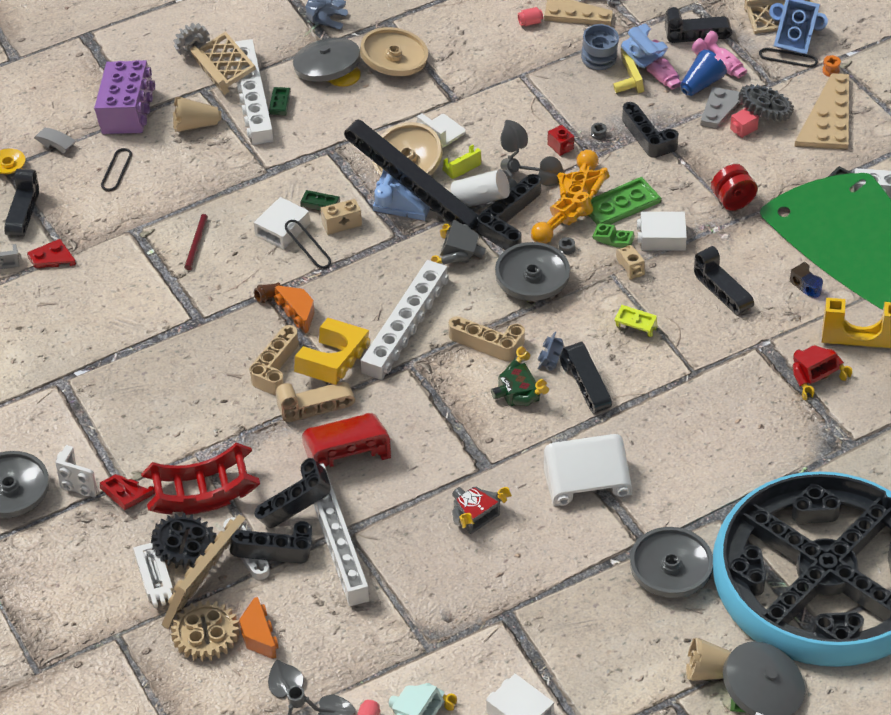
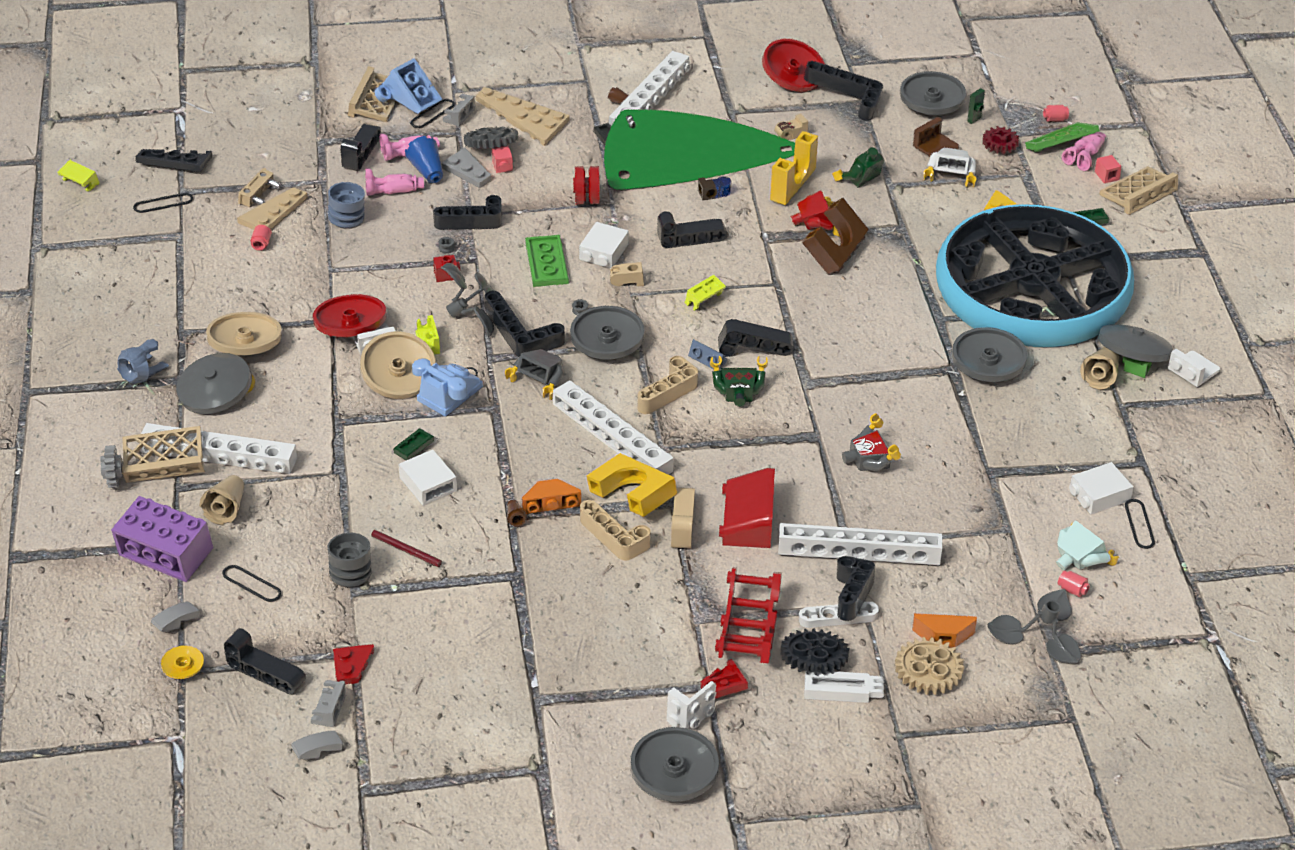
camera: 70 degrees left, 5 degrees down
(153, 208) = (349, 559): none -> dark grey wheel
(195, 576) = (877, 644): tan wing -> none
(279, 101) = (241, 429): dark green plate -> none
(297, 497) = (811, 554): black beam -> none
(329, 260) = (471, 470): black piece -> none
(341, 216) = (449, 434): tan brick -> none
(409, 174) = (449, 358): black beam -> none
(454, 103) = (349, 315): none -> red dish
(481, 188) = (488, 328): white piece -> none
(579, 189) = (535, 278): light orange piece -> none
(586, 466) = (865, 372): white windscreen -> none
(610, 236) = (585, 278): bright green slope -> none
(635, 78) = (388, 199): light yellow piece -> none
(641, 48) = (373, 176): light blue piece -> none
(798, 73) = (461, 110): none -> light grey hinge
(801, 401) = (851, 233): none -> reddish brown arch
(831, 65) = (466, 88): orange wheel -> none

